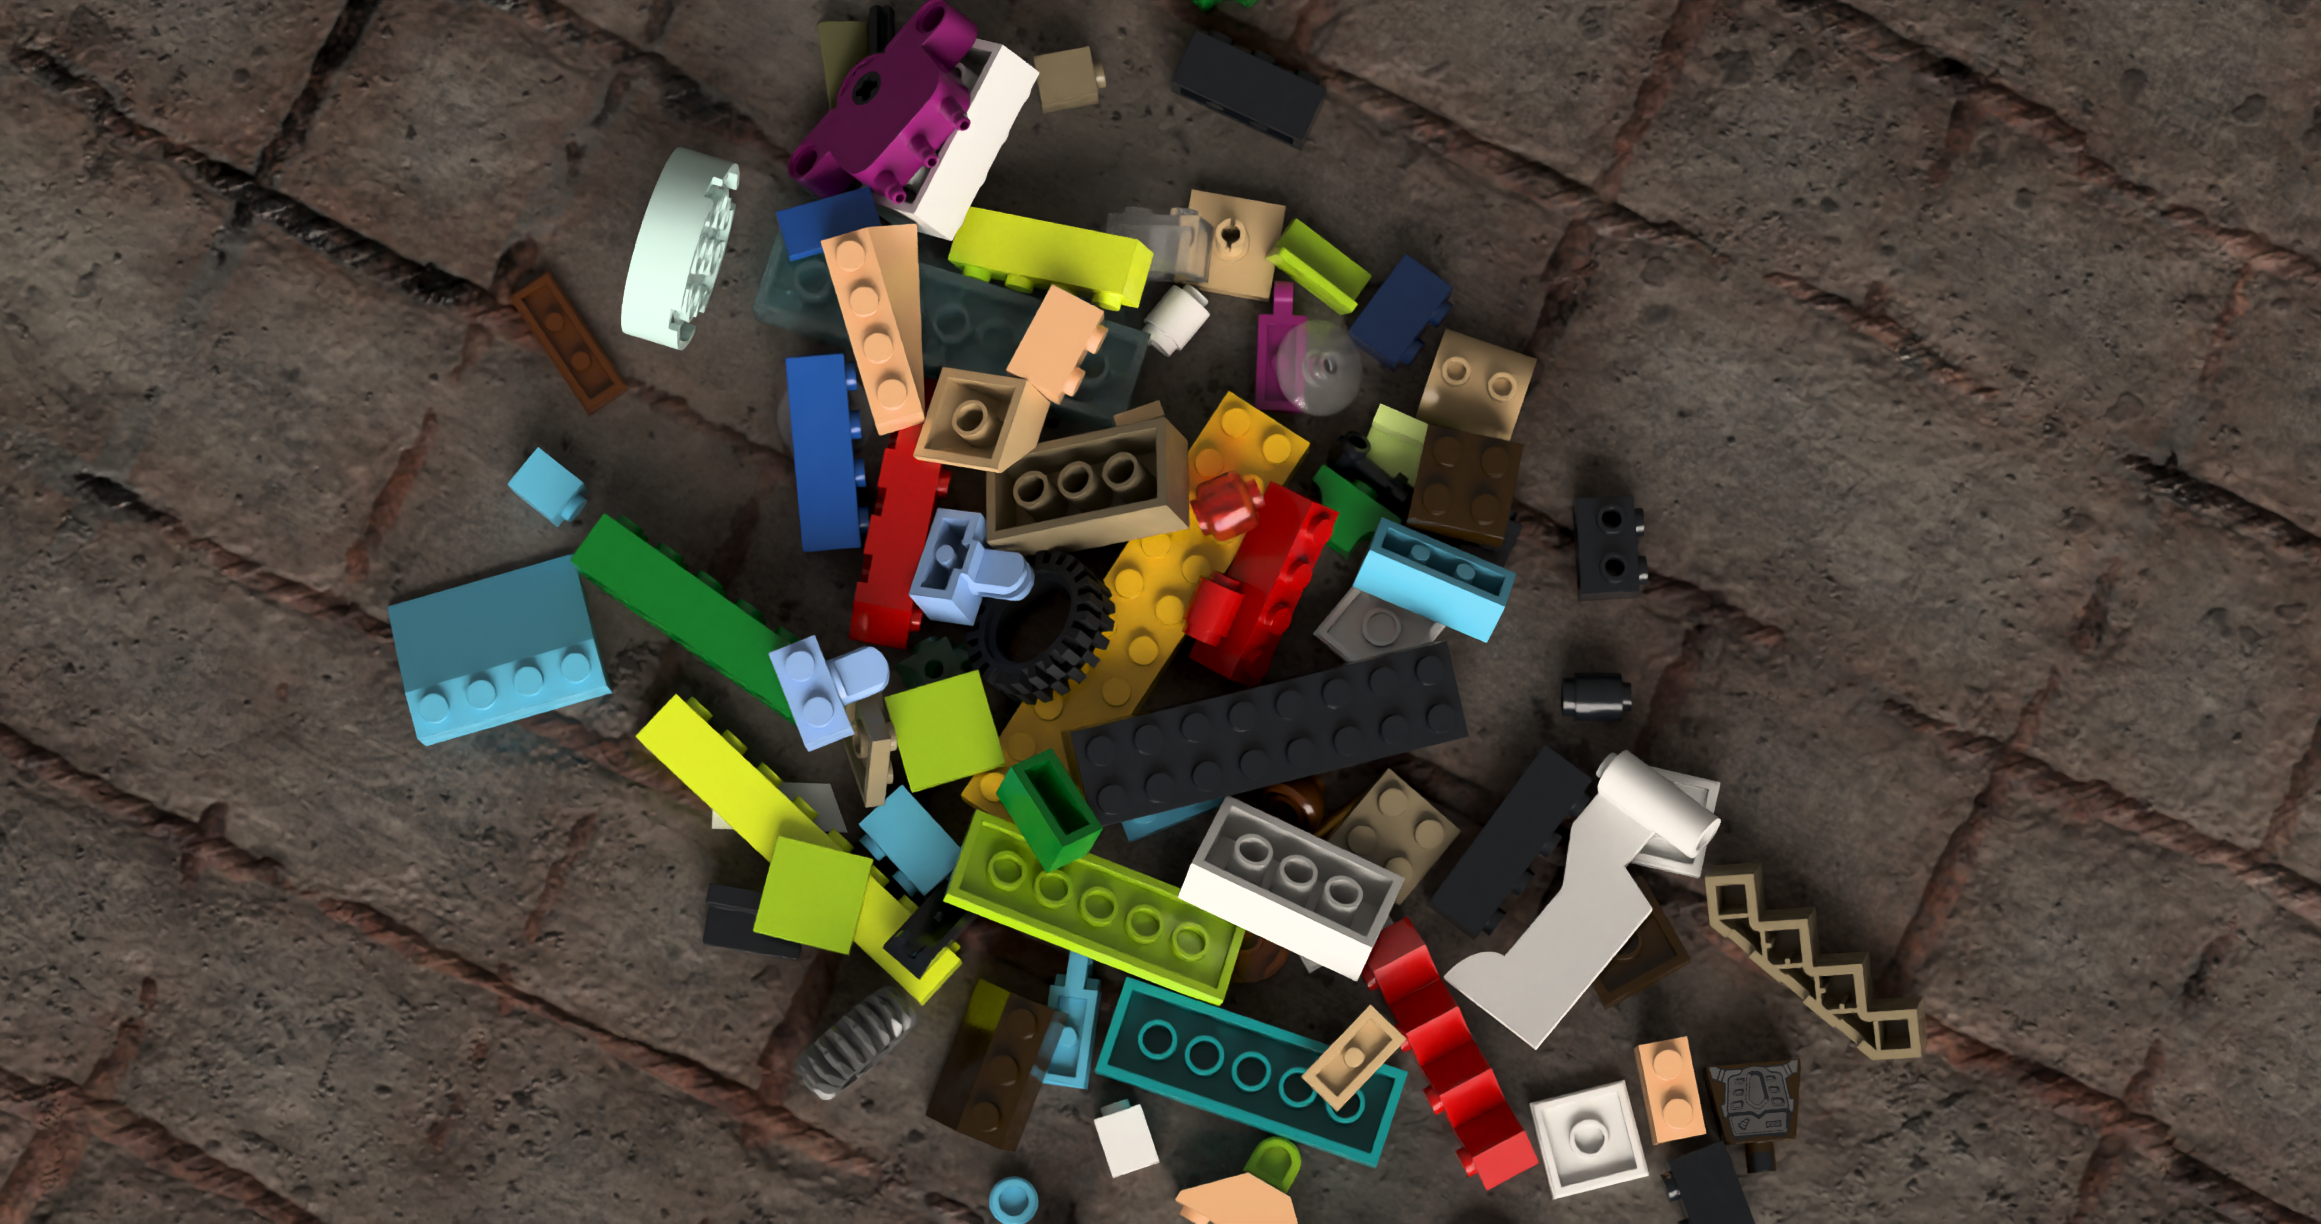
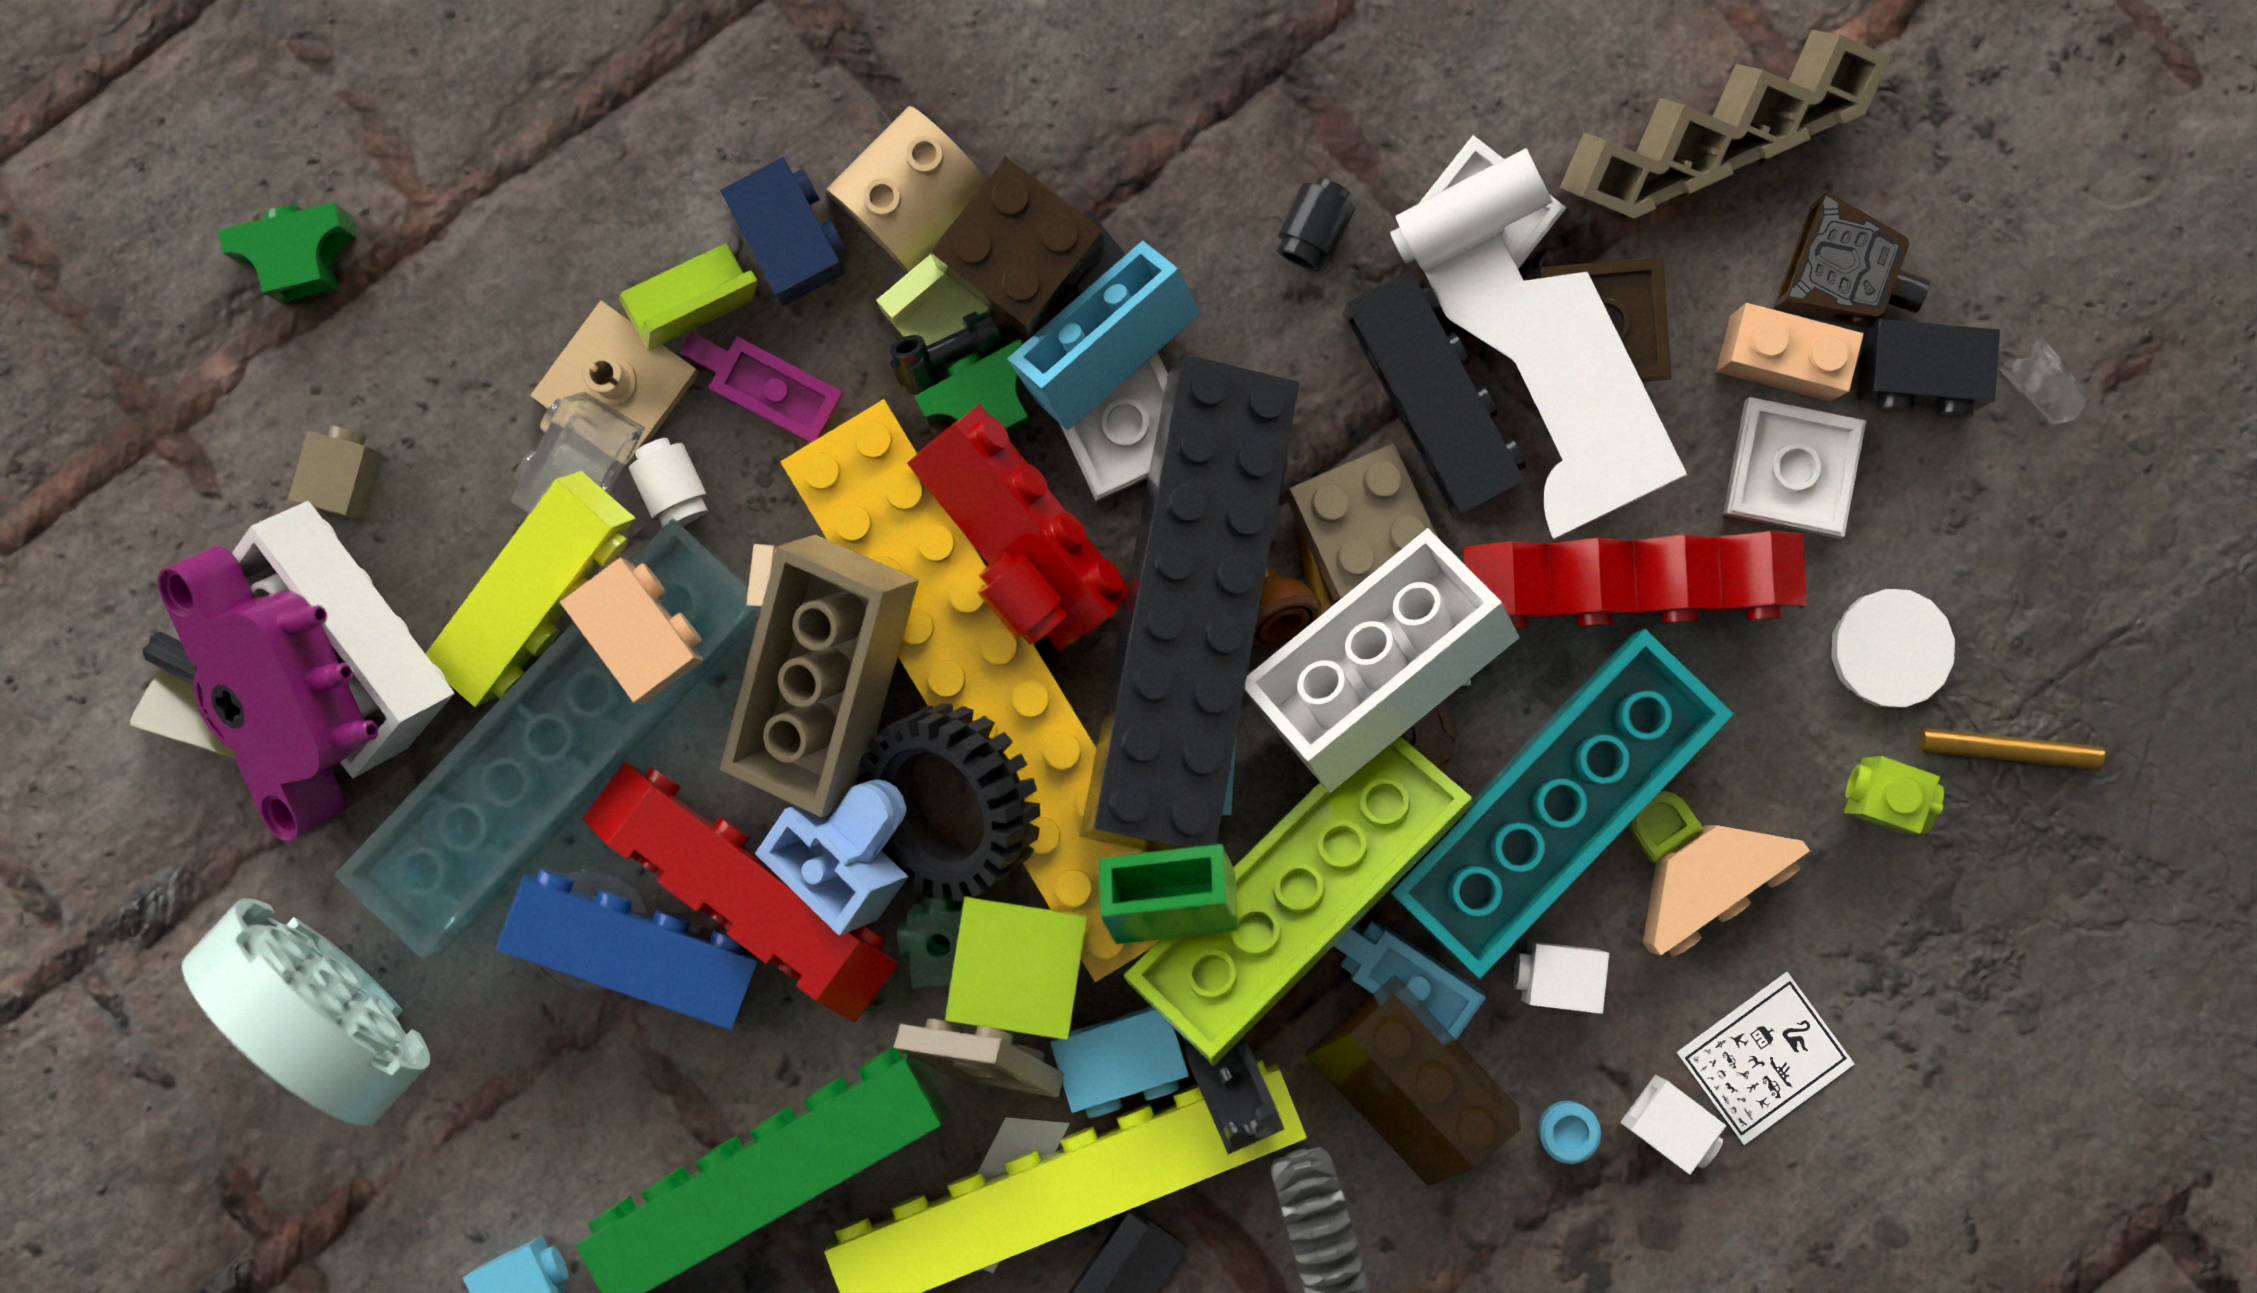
camera: 65 degrees left, 5 degrees up
(568, 343) = (361, 1180): reddish brown tile -> none
(813, 895) = (1130, 1204): lime tile -> none
(822, 219) = (365, 823): blue tile -> none
(822, 688) = (904, 1093): light blue brick -> none
(880, 302) = (484, 810): light nougat wedge -> none
(981, 421) = (679, 758): tan slope -> none
(1227, 505) = (913, 524): clear red head -> none
(1249, 88) = (446, 276): black brick -> none
(1303, 373) = (797, 368): clear dish -> none
(1353, 1058) = (1607, 682): tan plate -> none
(1607, 548) = (1156, 130): black brick -> none

